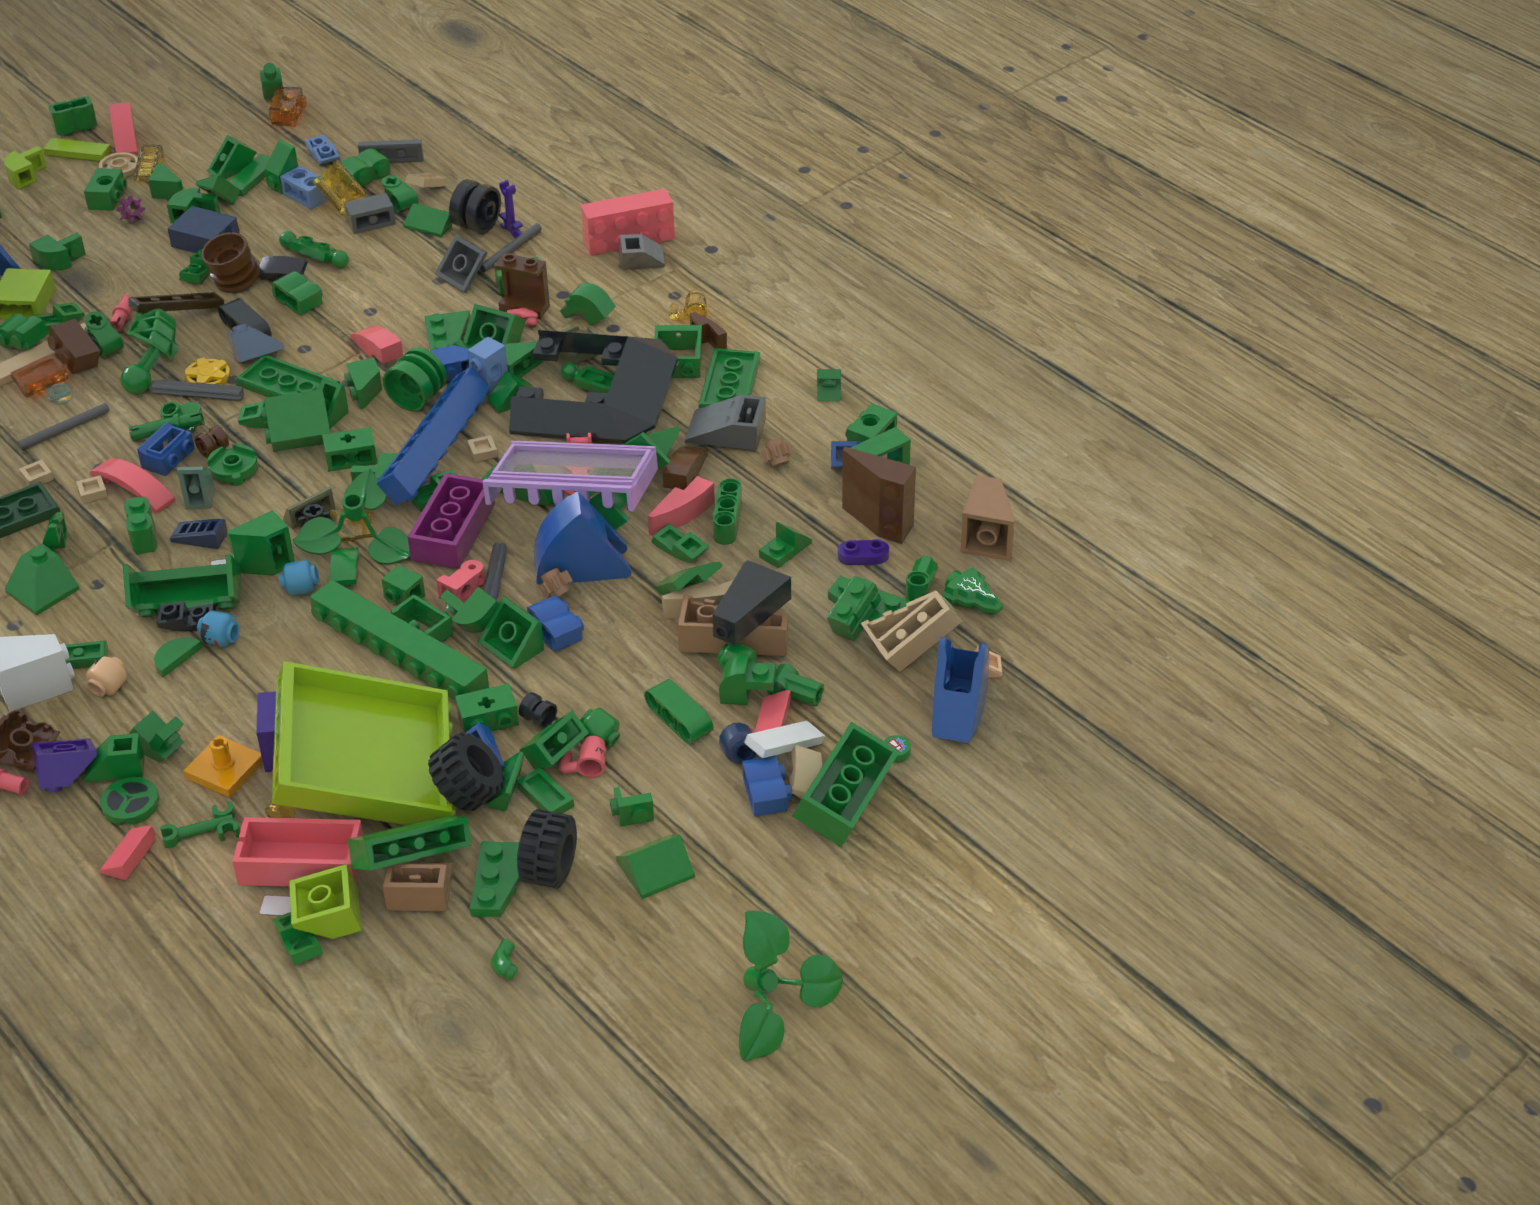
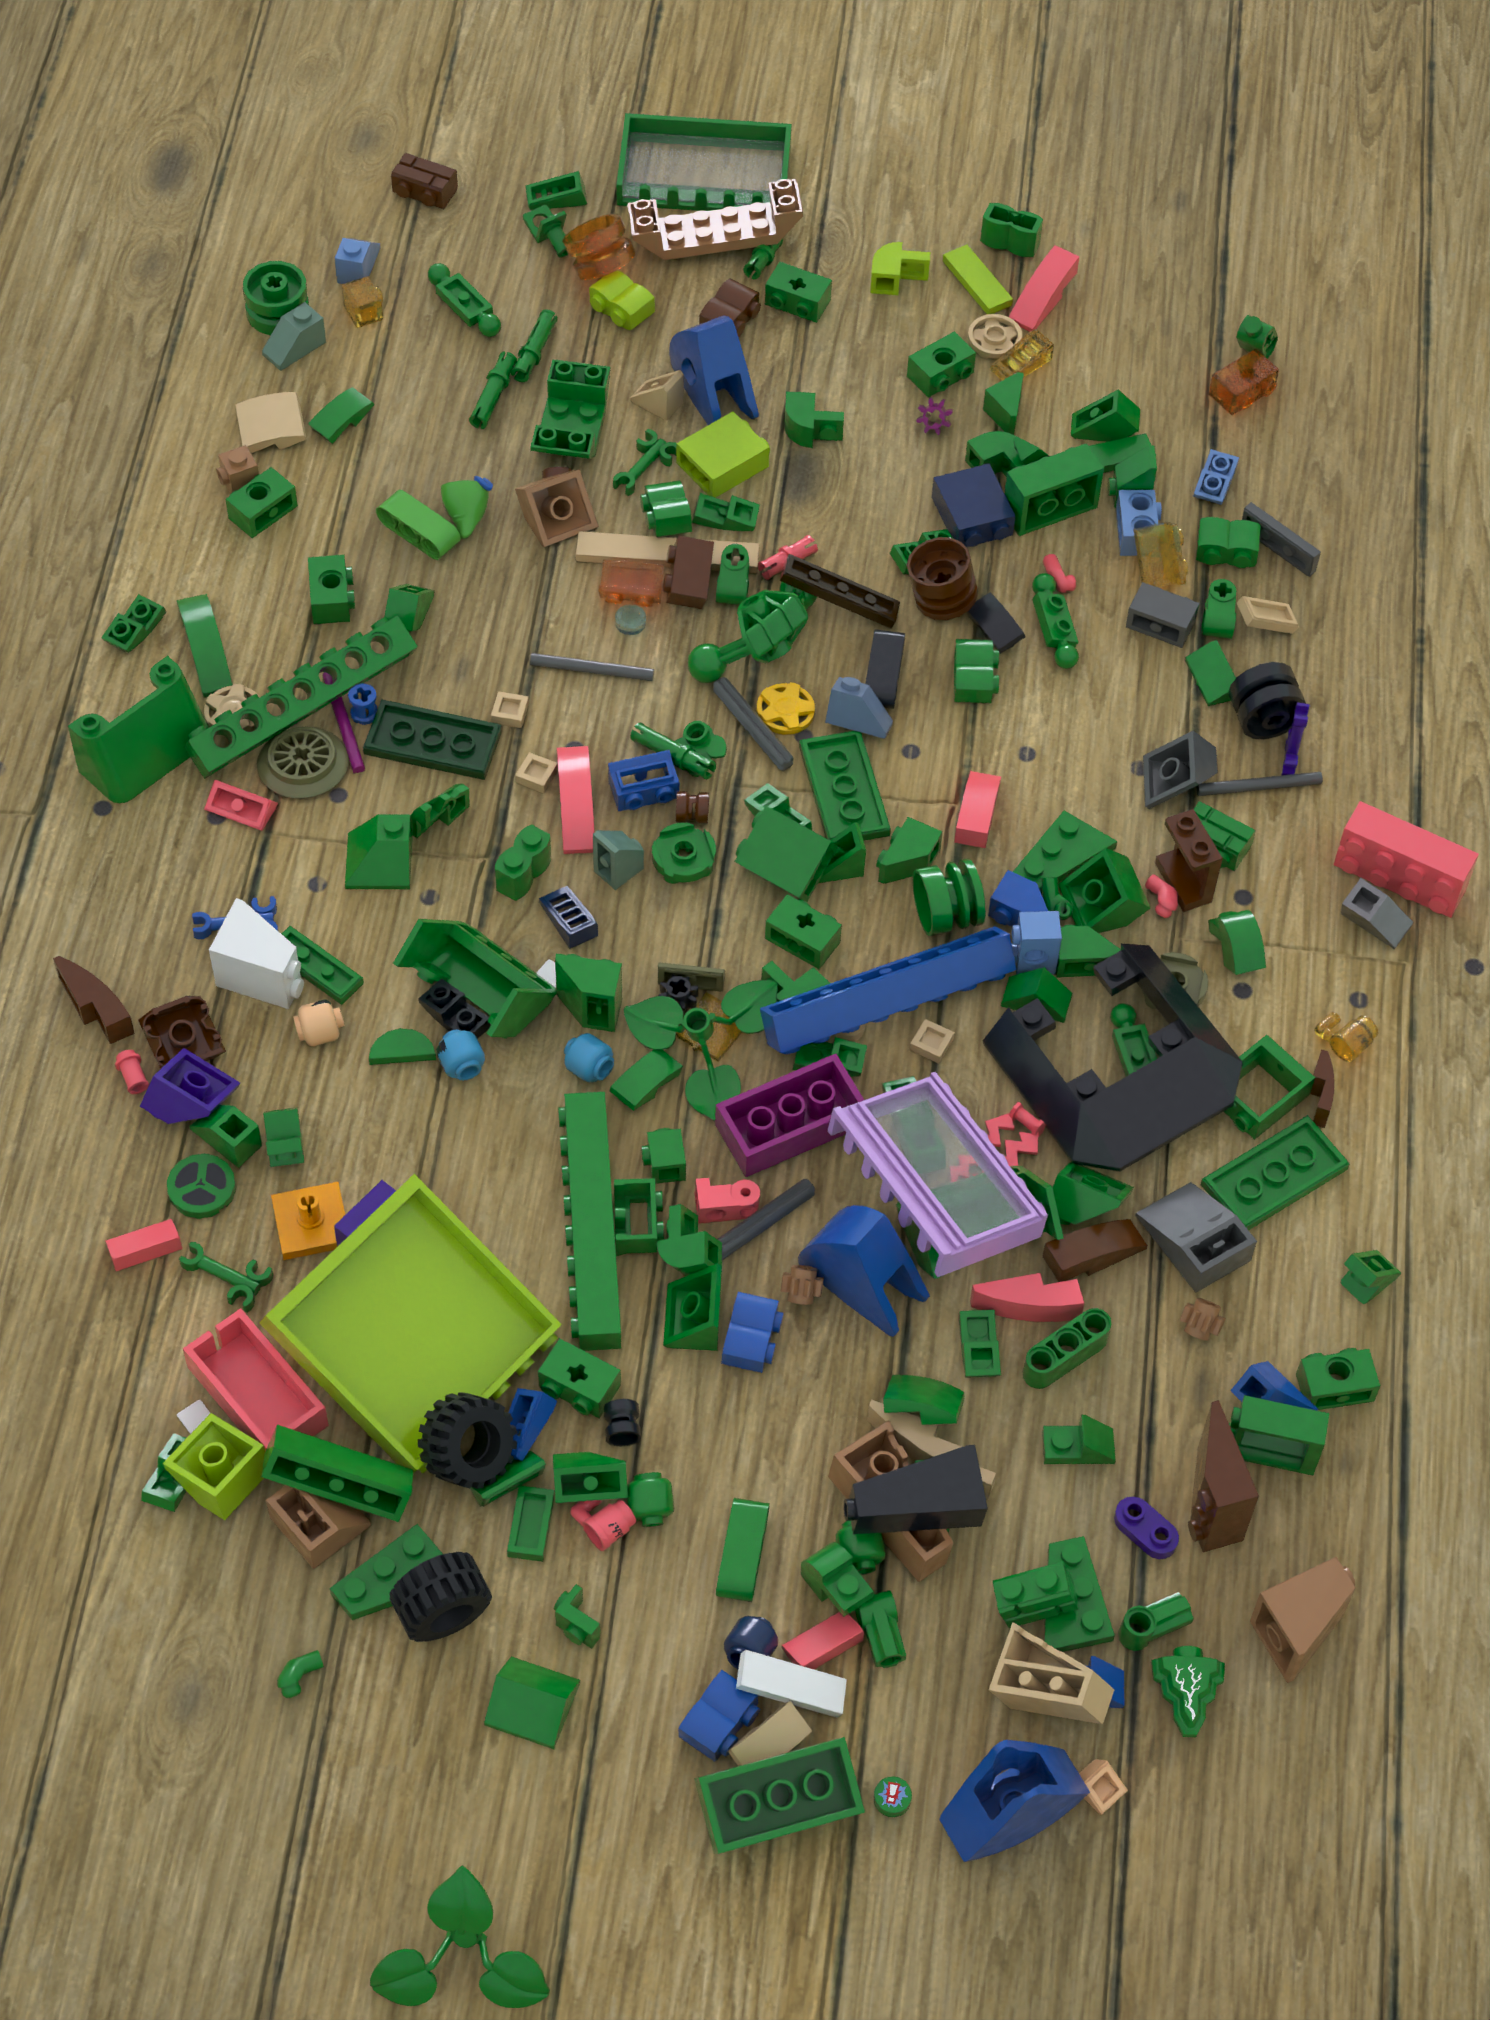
camera: 45 degrees right, 15 degrees up
(244, 193) = (1054, 488): none -> green brick
(279, 229) = (1053, 567): none -> coral arm

